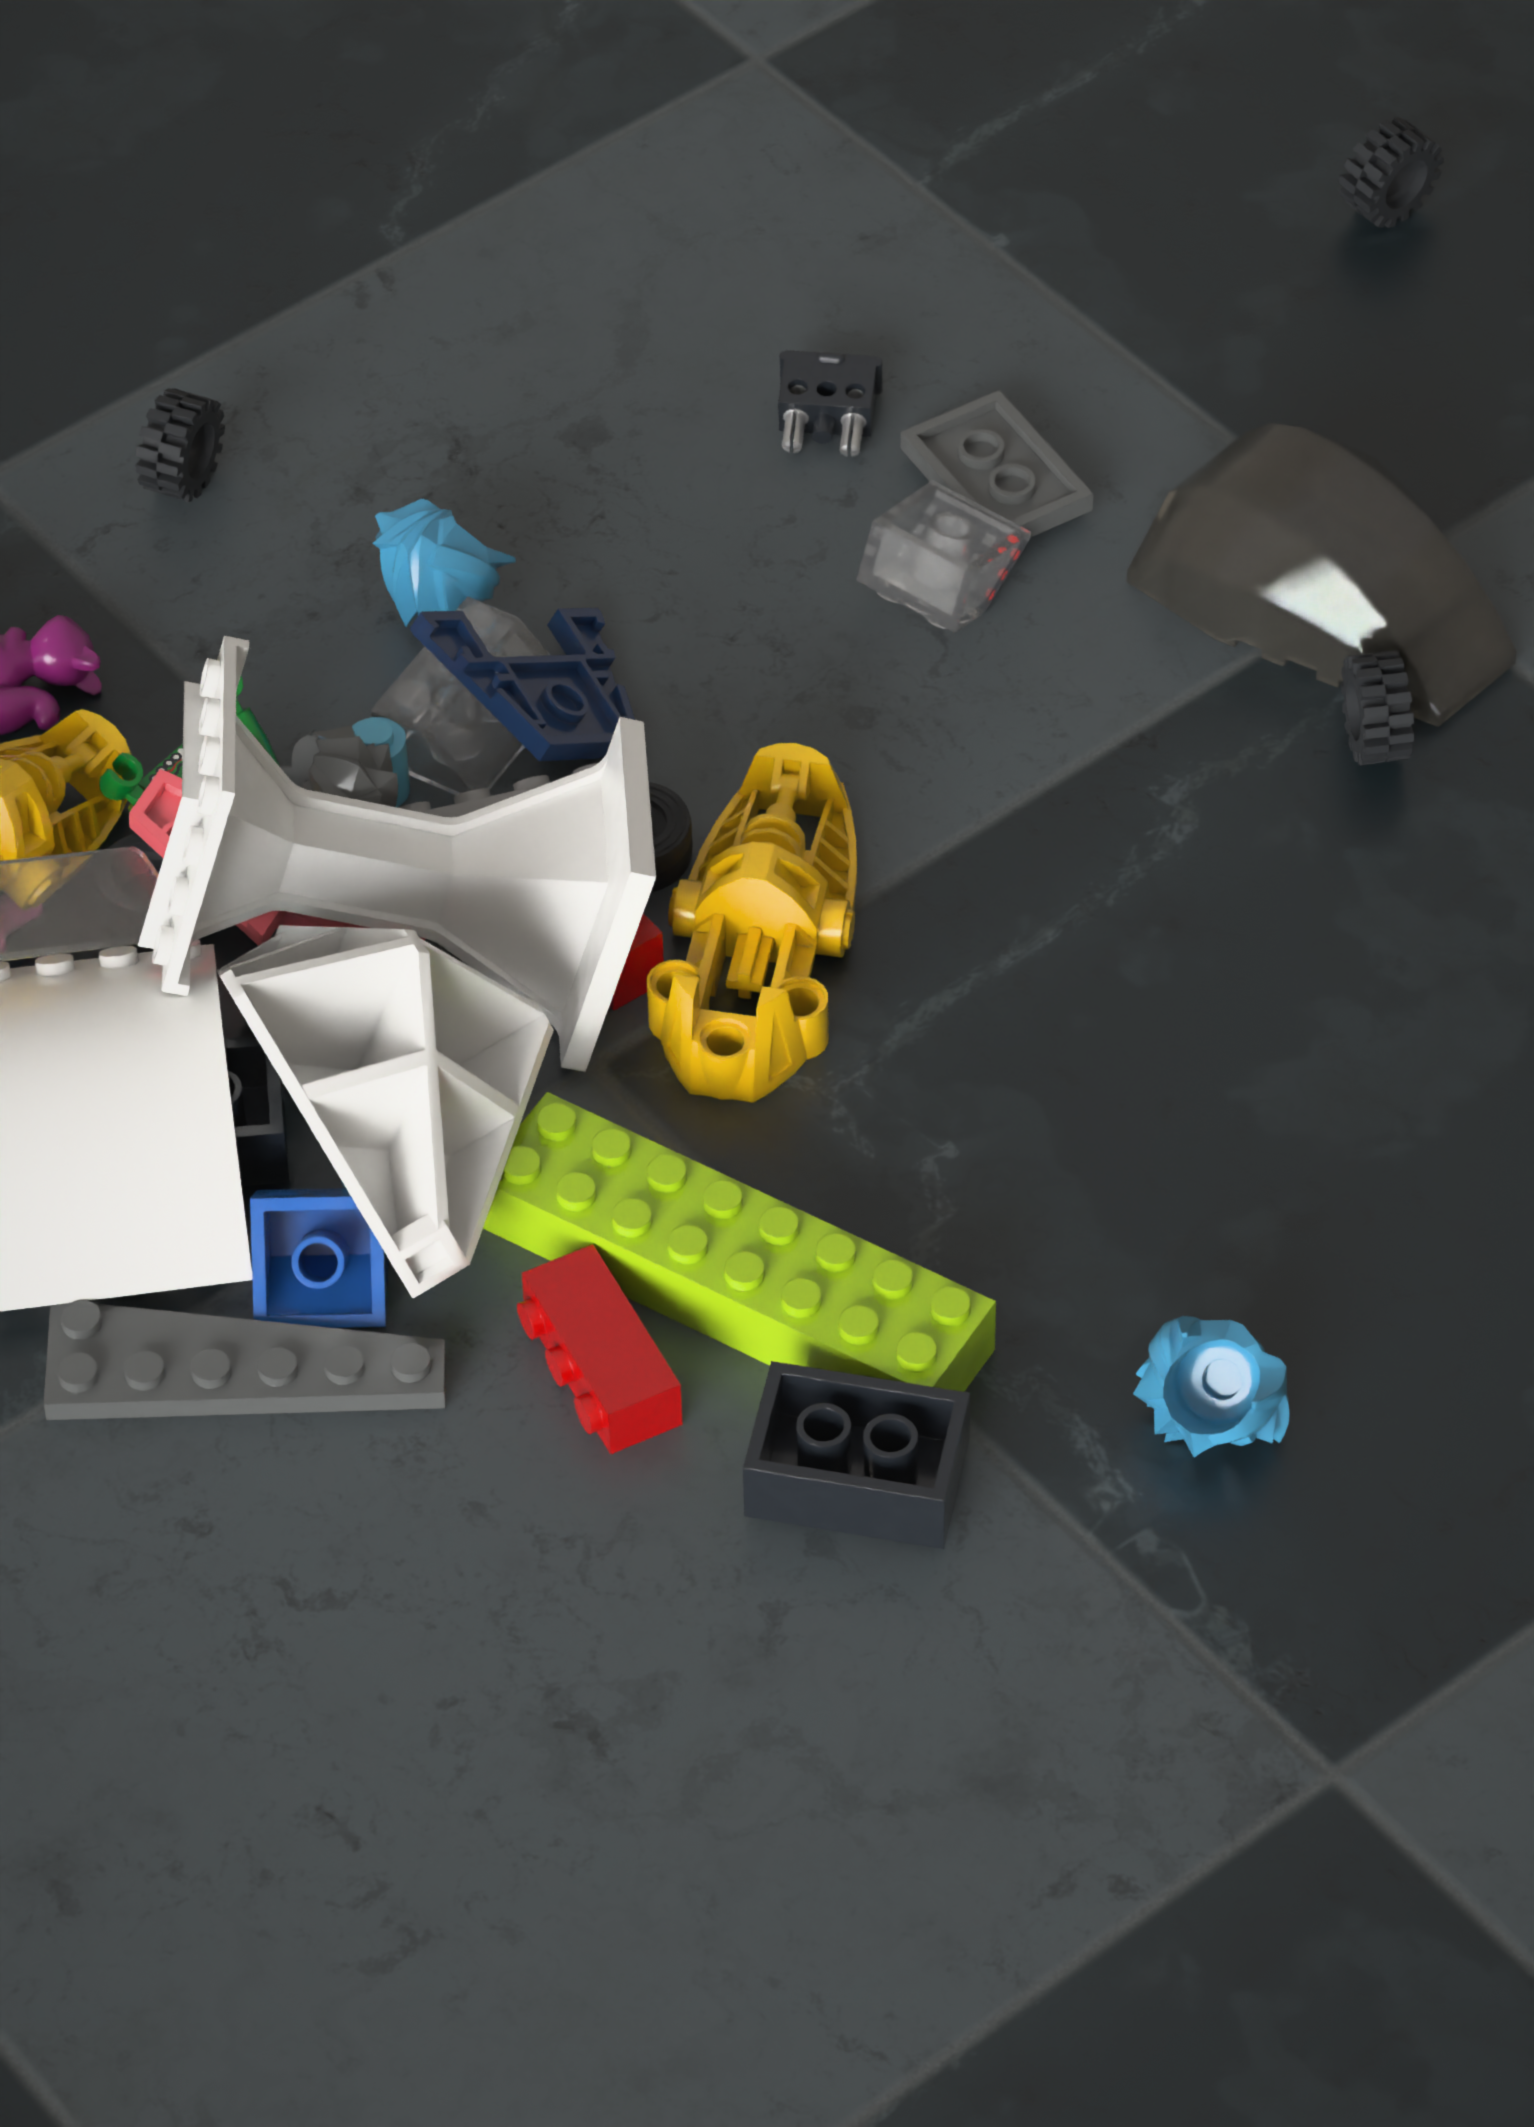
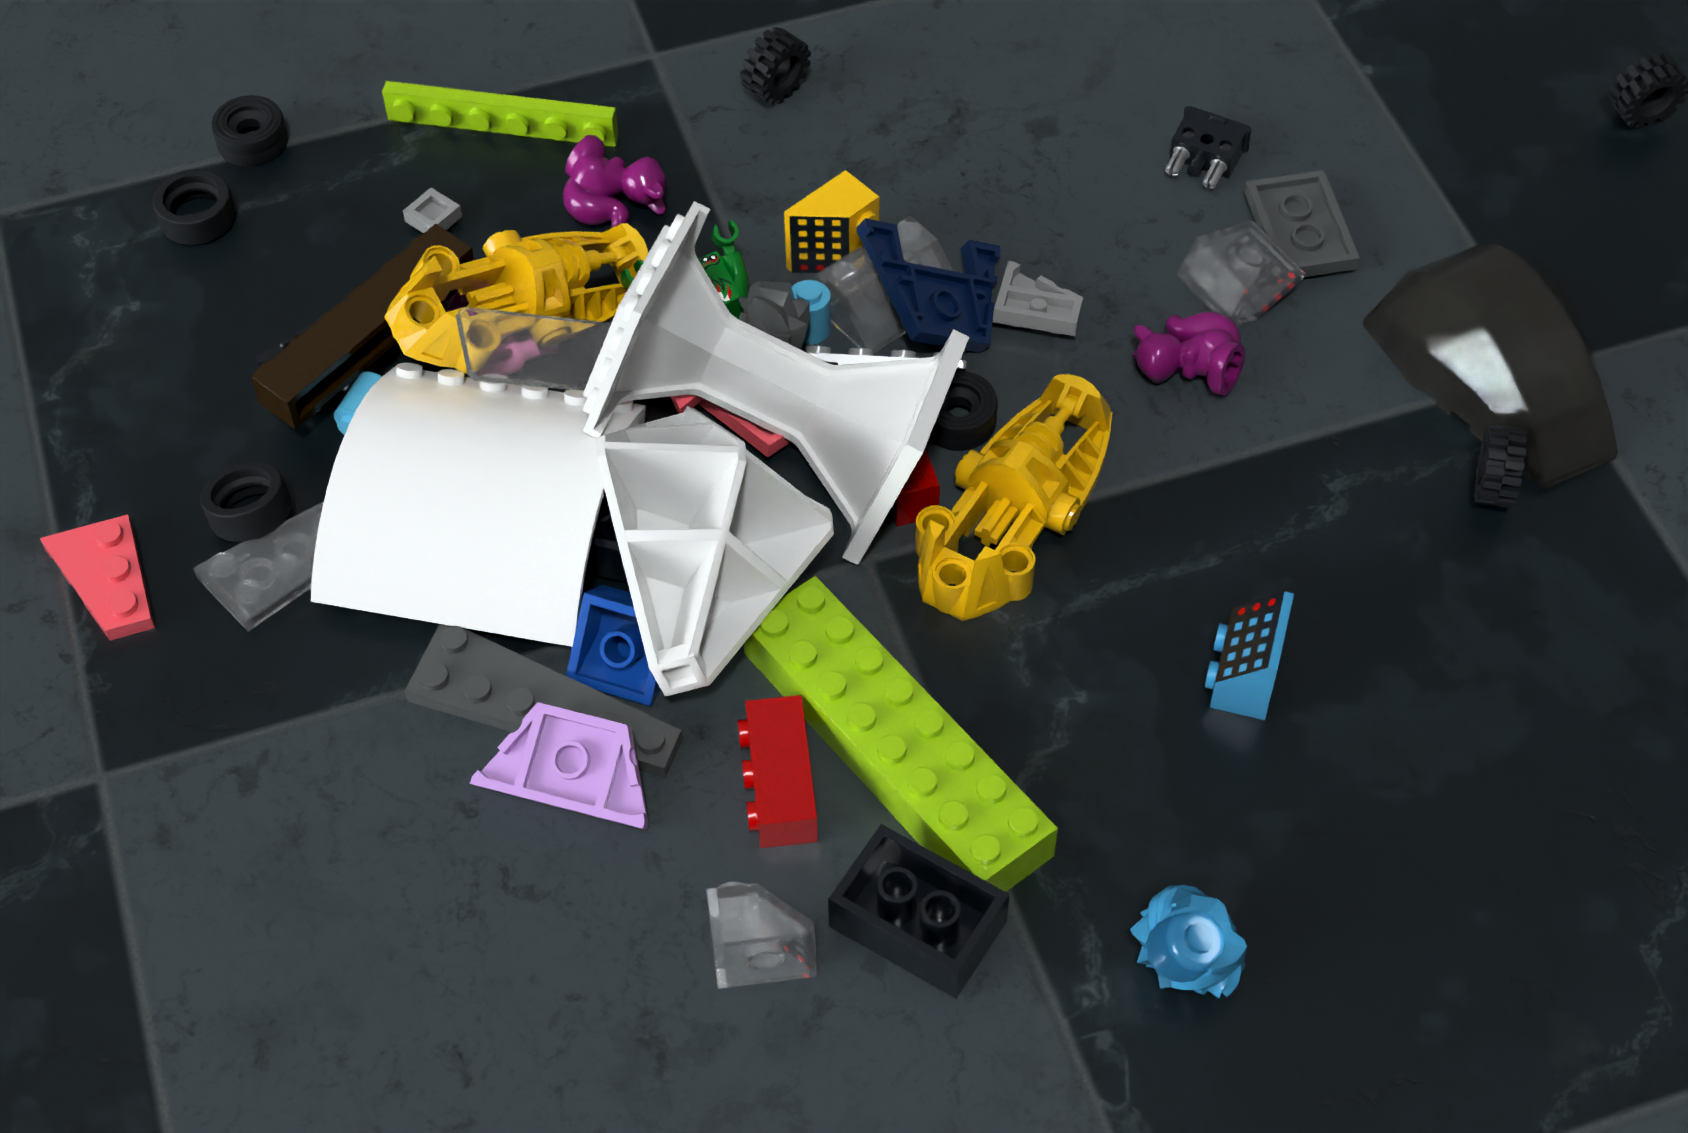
camera: 20 degrees right, 5 degrees up
(318, 1423) = (571, 765): none -> lavender wing
(361, 639) = (825, 223): none -> yellow slope
(433, 560) = (902, 186): dark azure hair -> none
(668, 1544) = (758, 937): none -> clear slope
(683, 670) = (1036, 303): none -> light grey wing
(922, 662) = (1197, 344): none -> magenta animal
(1151, 1029) = (1249, 656): none -> slope

